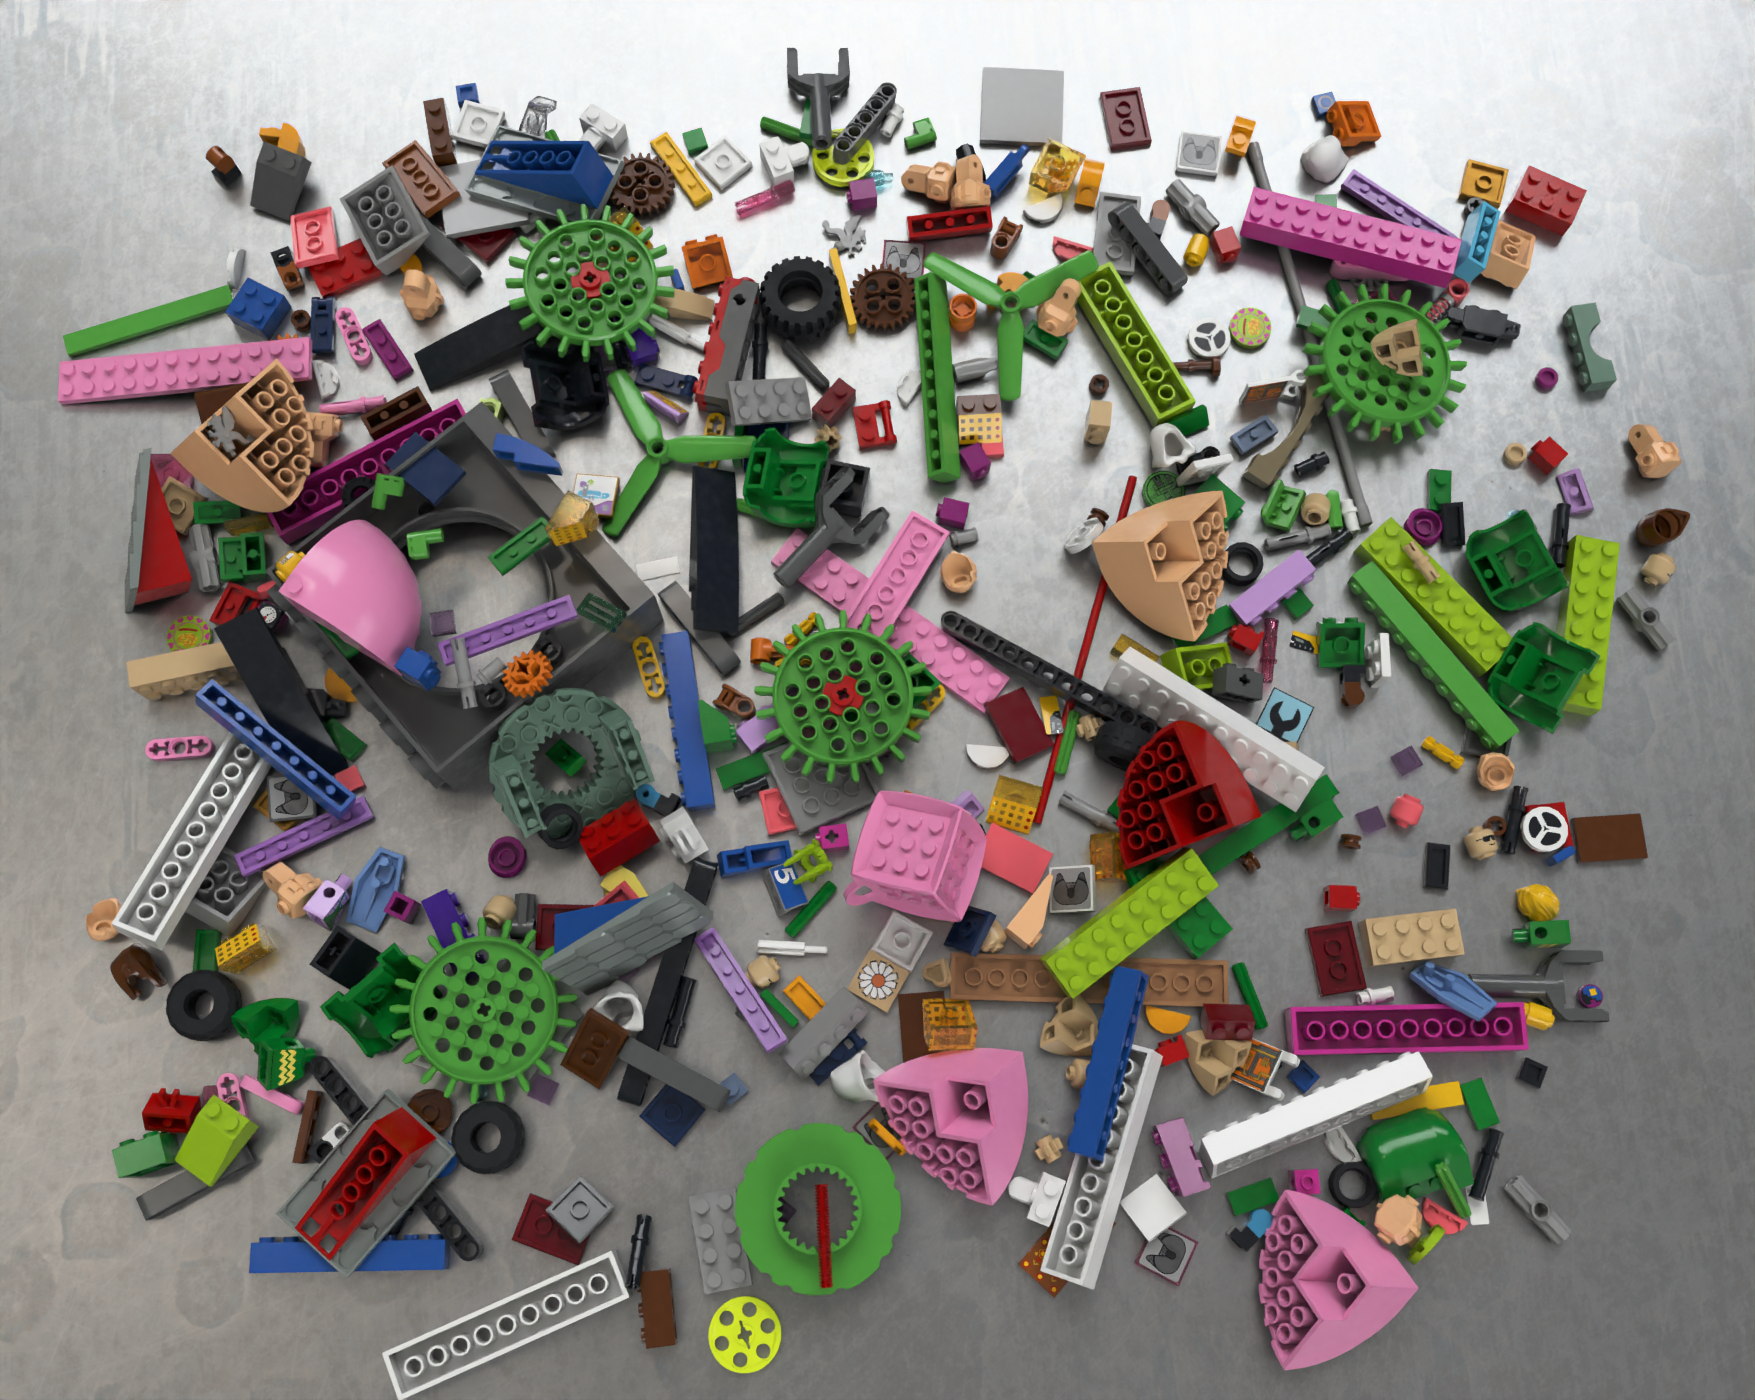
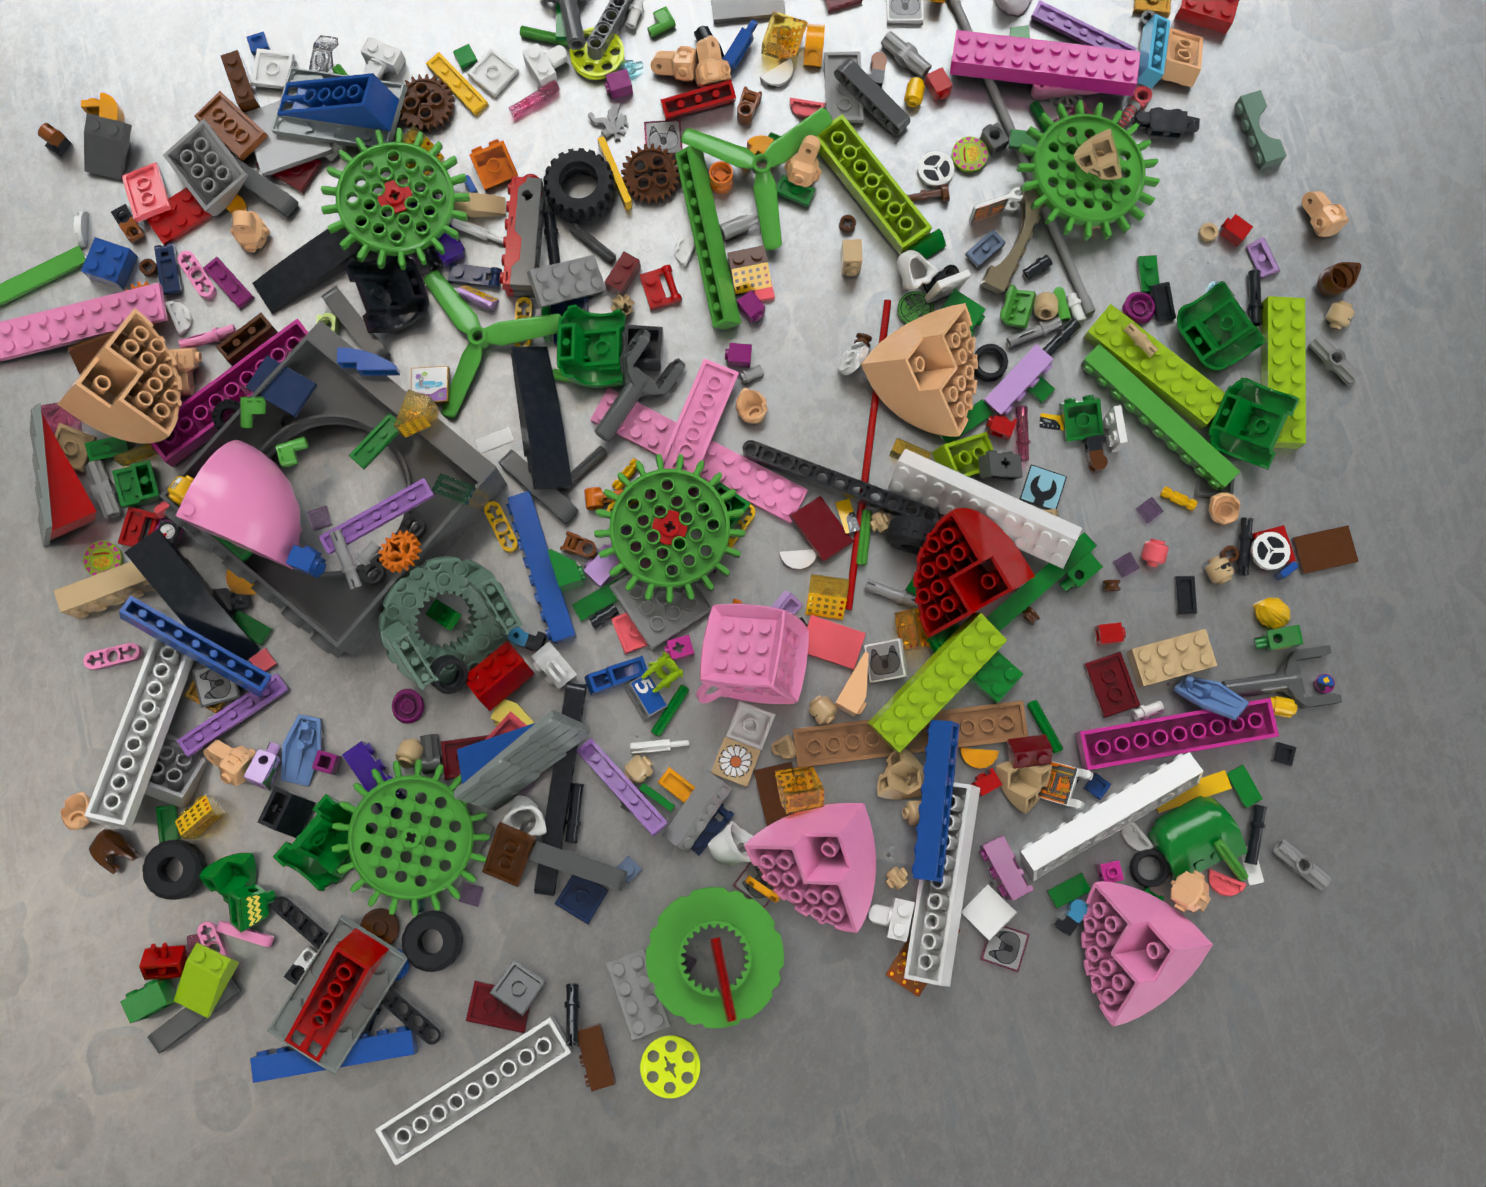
camera: 10 degrees left, 5 degrees up
(223, 434) = (99, 379): light grey piece -> none
(307, 1127) = (280, 955): reddish brown tile -> none
(971, 932) = (806, 710): dark blue tile -> none
(1278, 321) = (994, 146): none -> dark grey brick
(1425, 1245) = (1214, 907): lime tile -> none
(1546, 378) = (1227, 162): magenta tile -> none

